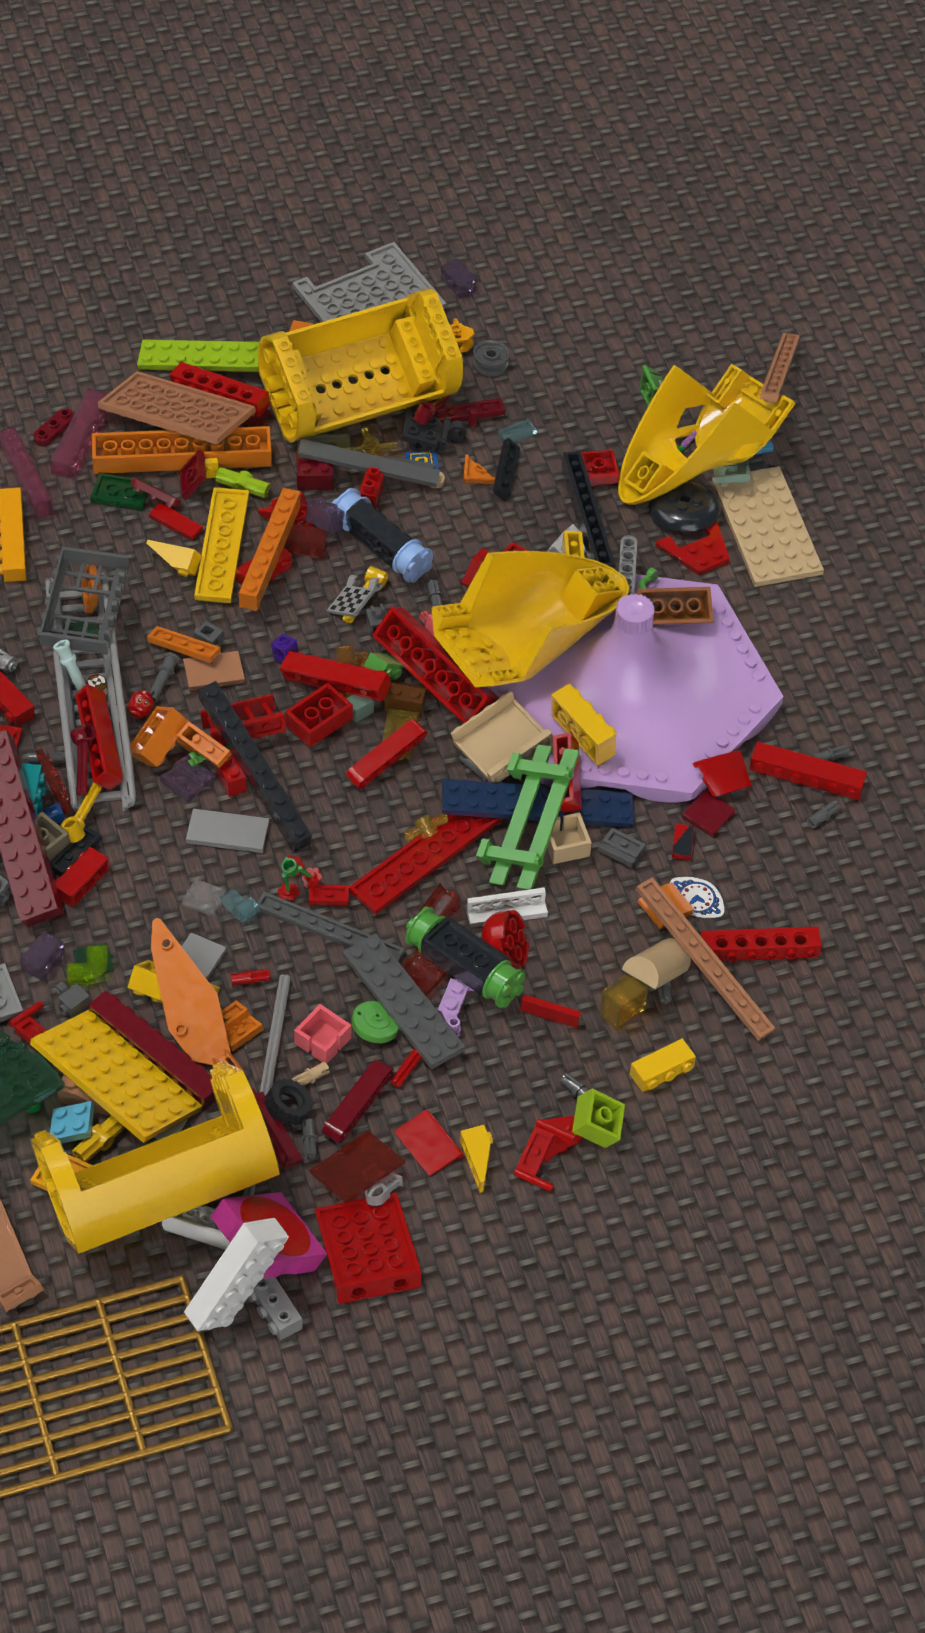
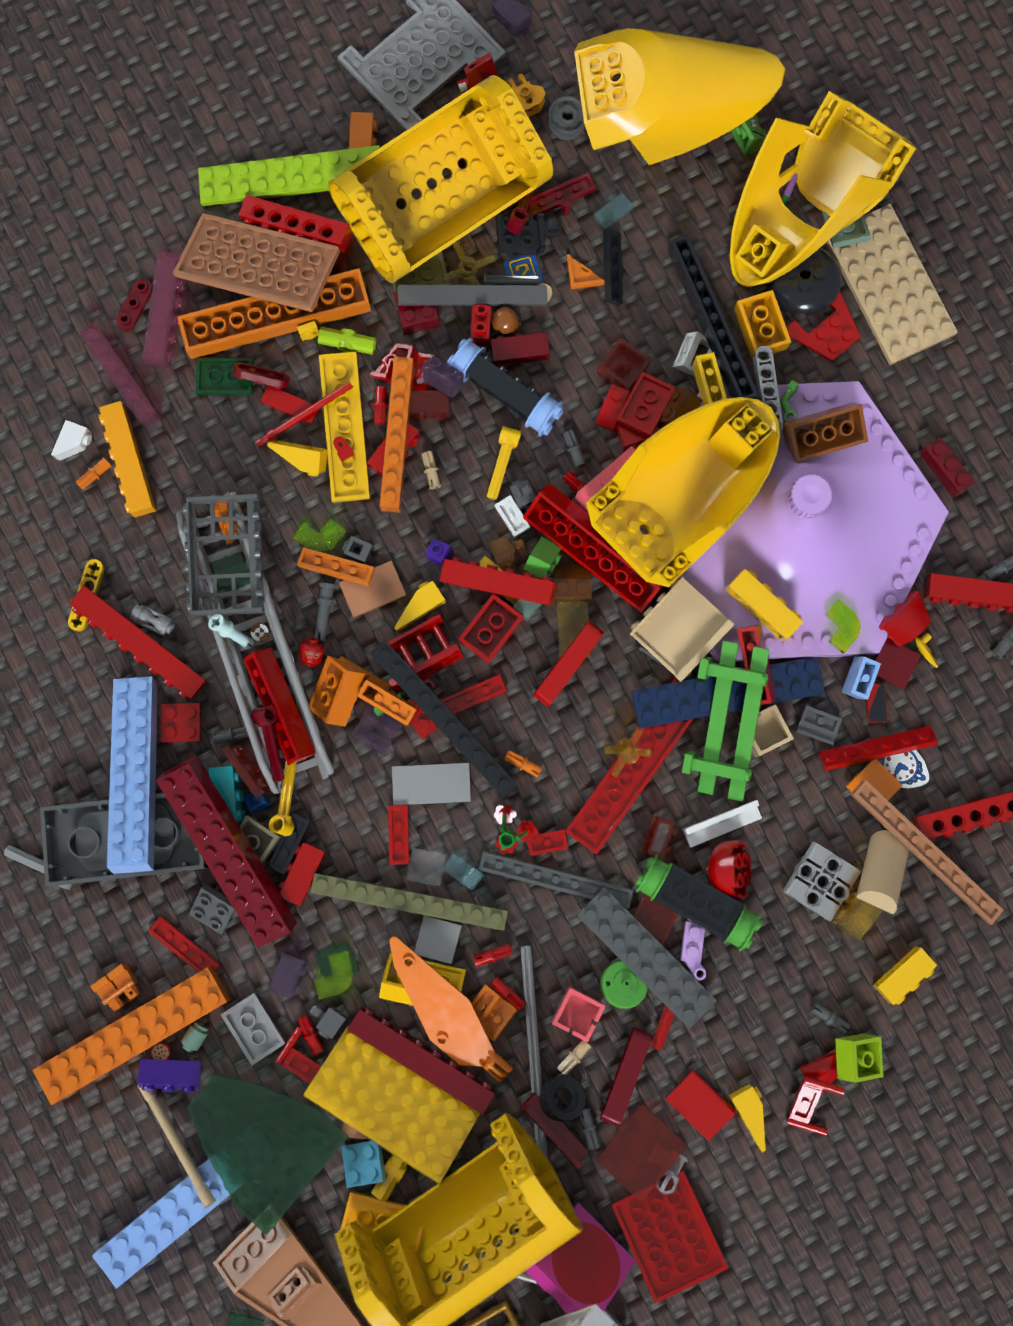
camera: 10 degrees left, 30 degrees up
(49, 1010) = (310, 1034): none -> red axle
(180, 916) = (409, 901): none -> olive brick
(183, 624) = (320, 541): none -> clear neon green plate
(184, 863) = (398, 834): none -> red plate
(187, 527) = (272, 434): none -> red bar
(192, 474) = (294, 345): dark red tile -> none
(216, 557) = (344, 451): none -> red piece
(257, 1010) = (508, 993): none -> red axle
(258, 533) = (380, 405): none -> red axle
(258, 684) = (422, 603): none -> yellow slope
(294, 590) = (431, 470): none -> tan axle
(295, 768) = (475, 694): none -> red tile
(322, 828) = (523, 763): none -> orange axle
(353, 597) = (491, 471): light grey flag -> none
(362, 636) = (512, 516): none -> white plate
(396, 490) = (506, 321): none -> dark orange hair
(406, 513) = (520, 348): none -> dark red brick
(496, 535) = (623, 365): none -> clear red brick
(550, 1011) = (794, 936): red tile -> none
(585, 341) = (670, 89): none -> yellow piece
(594, 959) = (843, 871): none -> light grey connector
(601, 467) = (714, 237): red brick -> none
(638, 522) = (762, 323): none -> light orange brick
(663, 764) = (848, 625): none -> clear neon green plate
(670, 812) = (861, 677): none -> light blue brick
(677, 875) = (877, 748): none -> red plate
(740, 807) = (923, 648): none -> yellow bar
(779, 367) = (879, 84): nougat plate -> none
(790, 667) = (946, 467): none -> dark red brick

